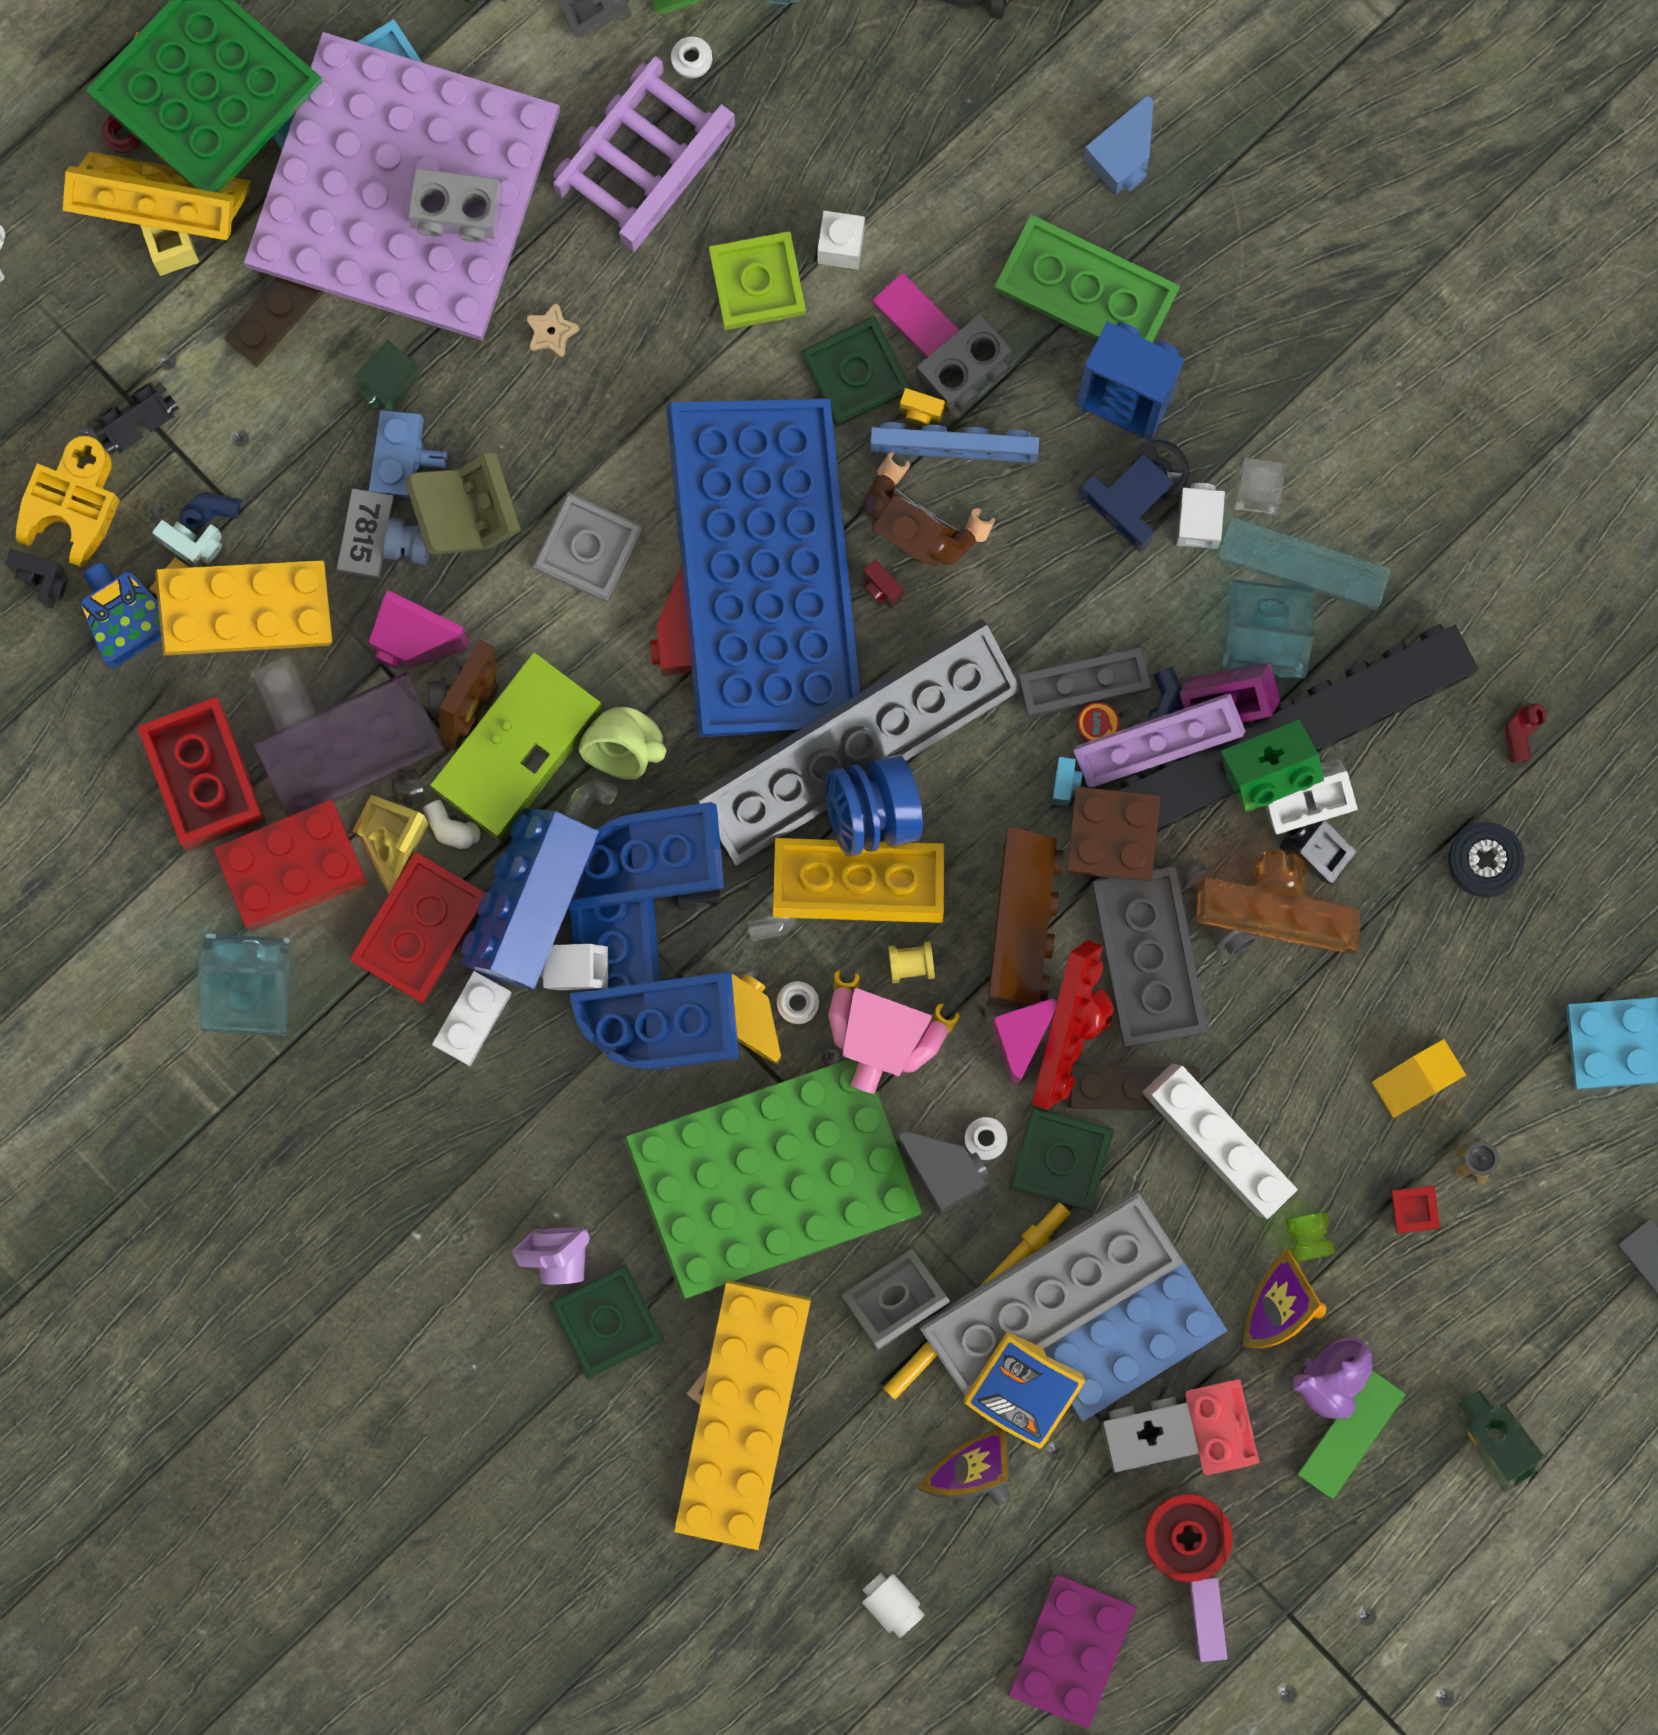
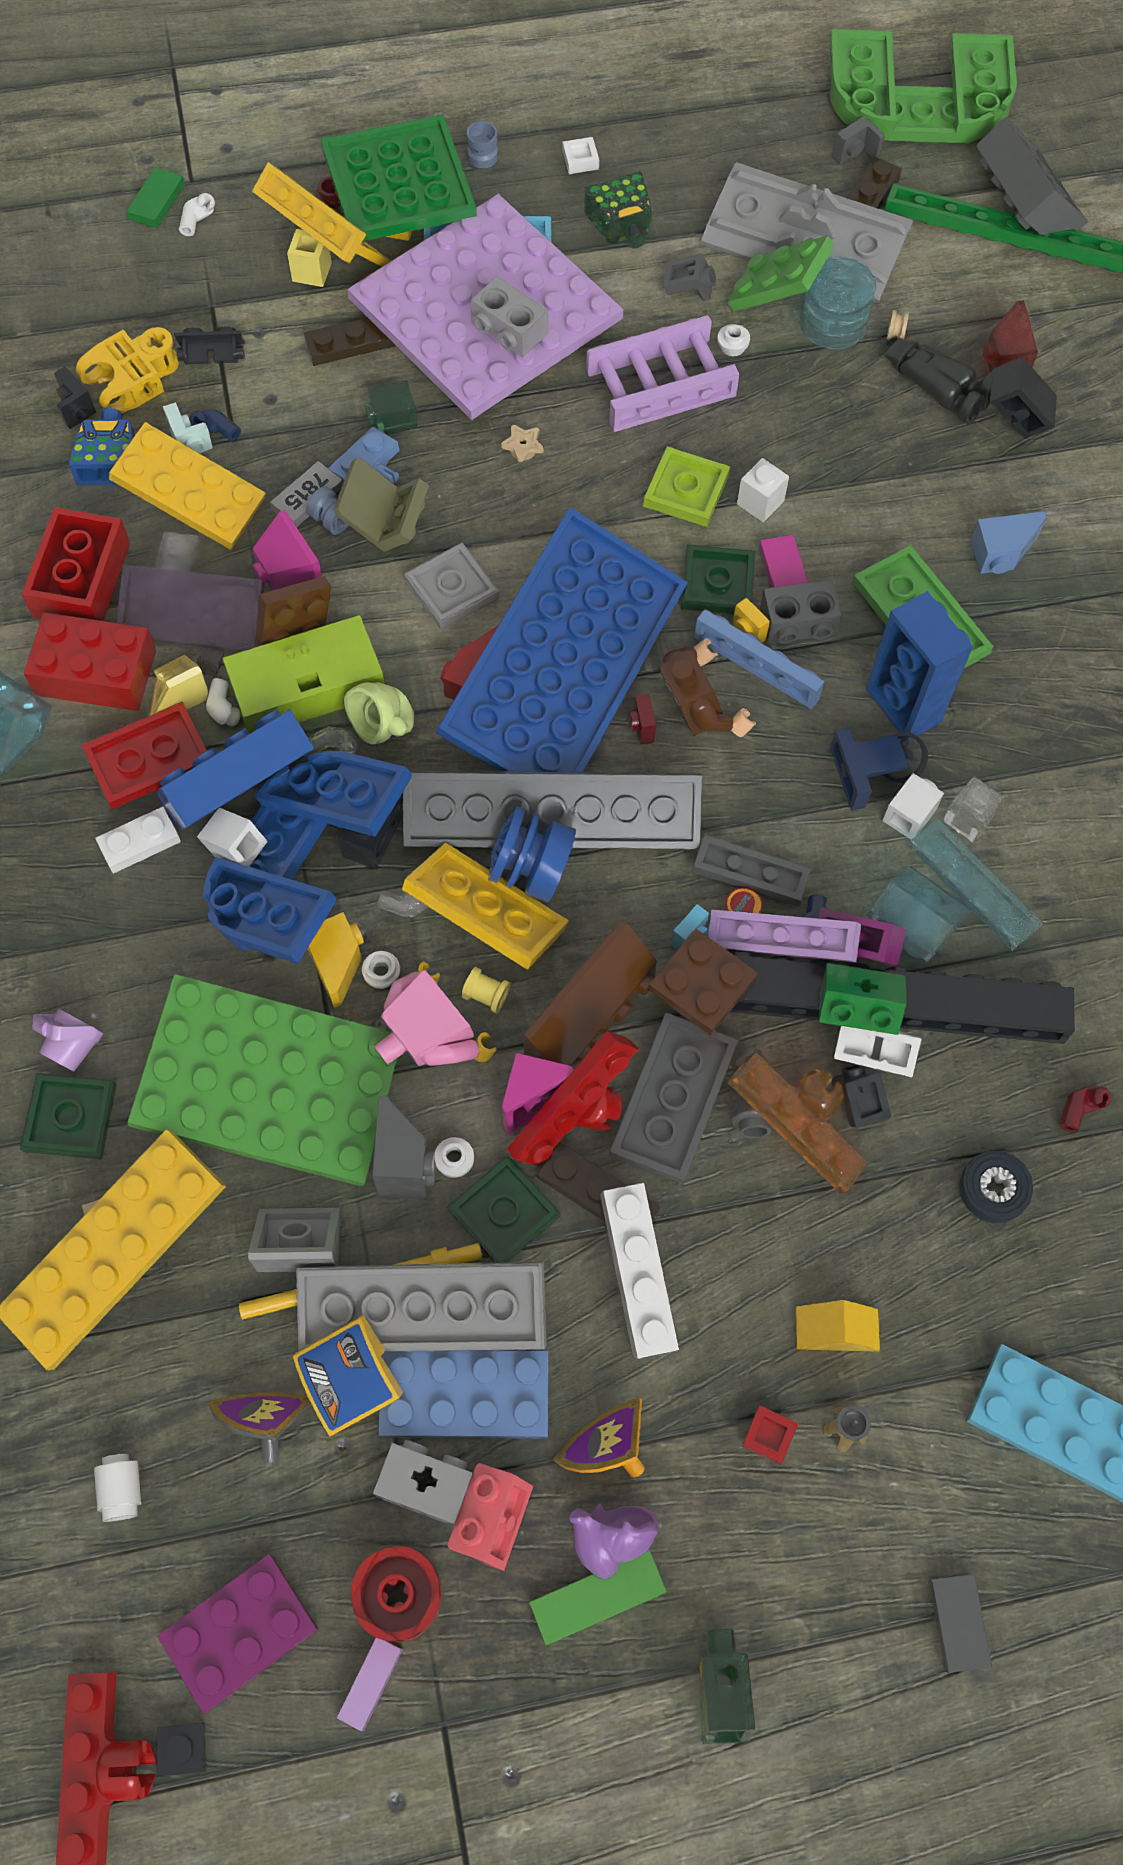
camera: 30 degrees right, 15 degrees down
(1310, 1233) = (667, 1399): clear neon green wheel -> none

